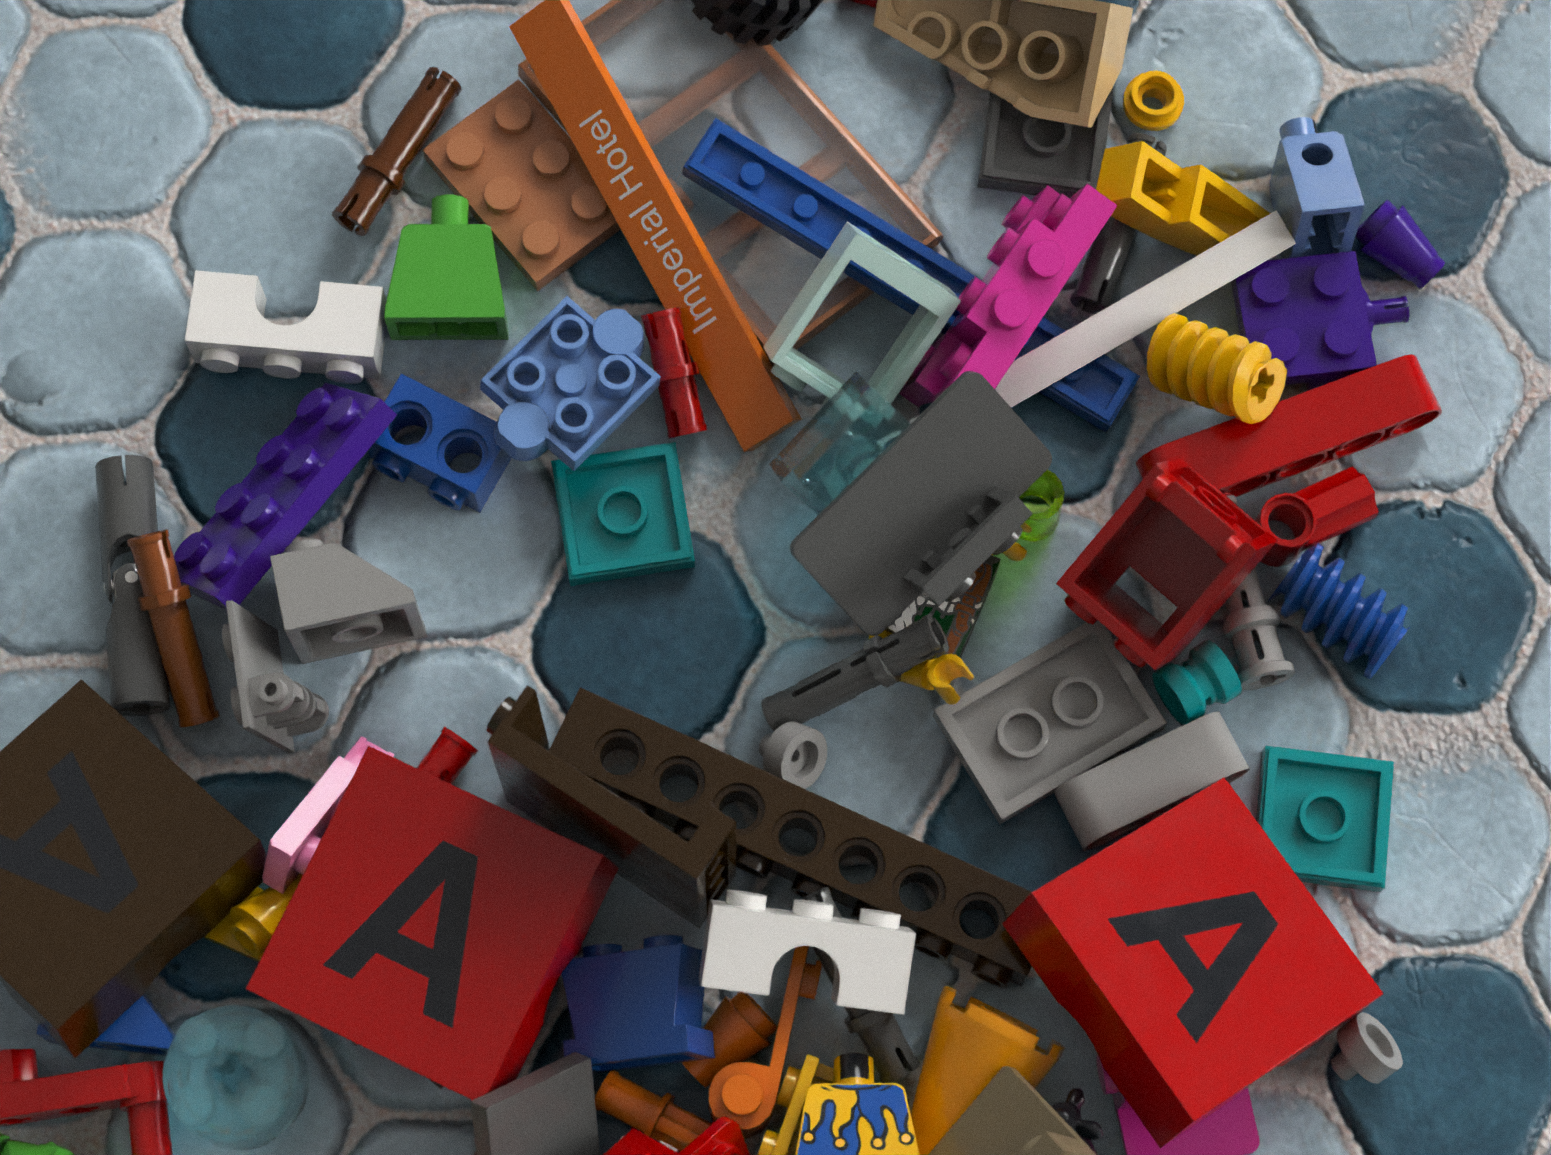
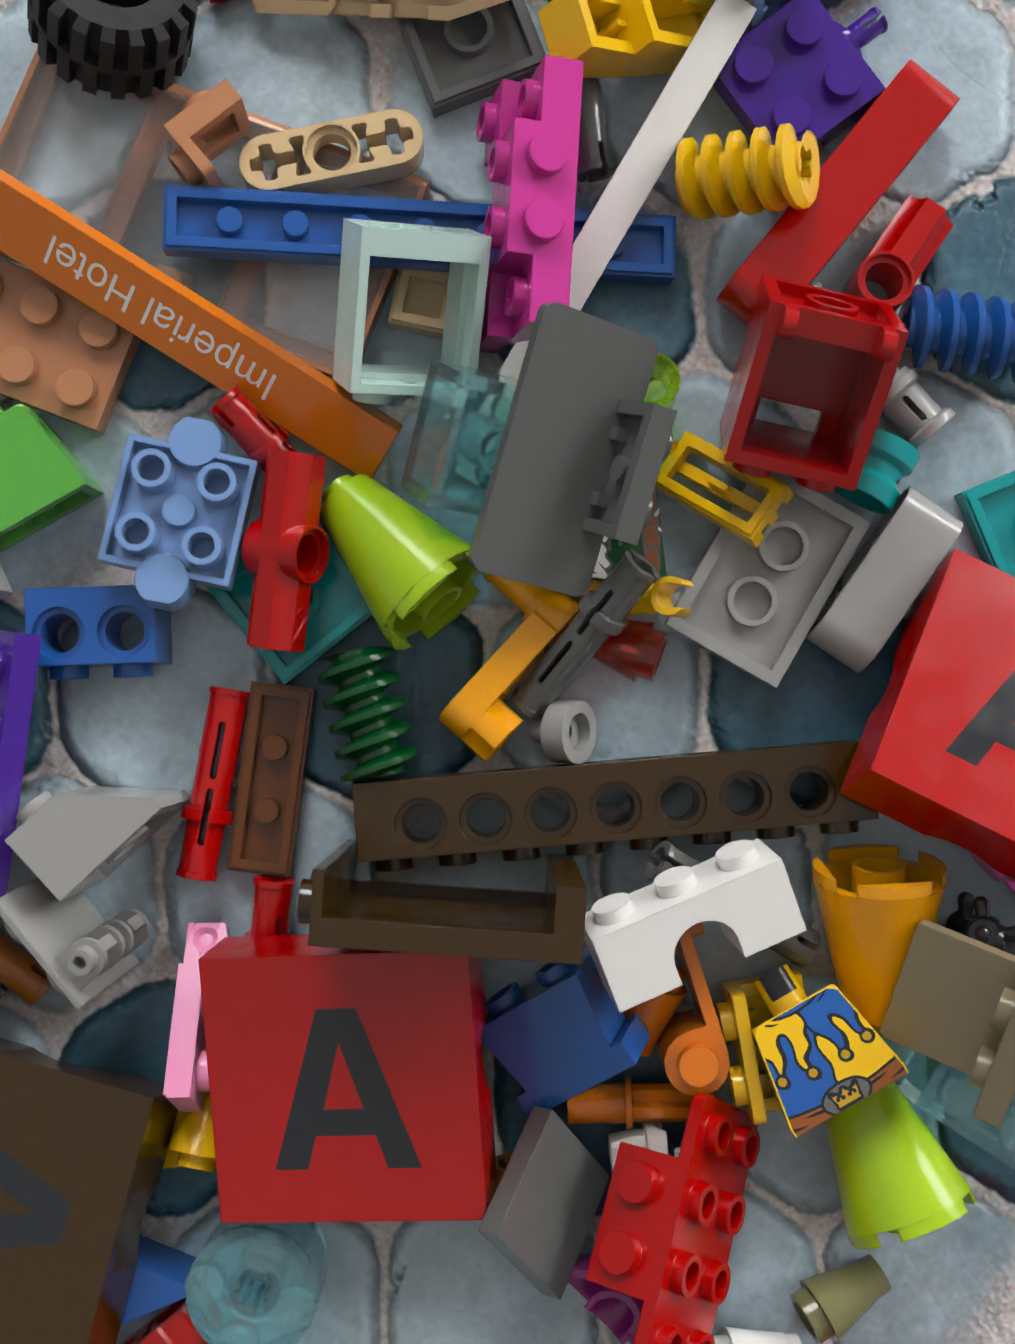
camera: 30 degrees left, 15 degrees up
(407, 685) = (201, 858): none -> red pin
(509, 653) = (271, 779): none -> reddish brown tile
(626, 637) = (366, 713): none -> dark green piece
(640, 462) = (285, 550): none -> red piece
(727, 690) = (478, 710): none -> light orange beam
(733, 529) = (399, 558): none -> lime cone
(773, 94) = (204, 130): none -> nougat bracket
(874, 328) = (419, 302): none -> tan tile
(893, 158) = (347, 132): none -> tan beam
(893, 717) = (634, 651): none -> clear red cone
(1068, 654) = (762, 513): none -> yellow tile

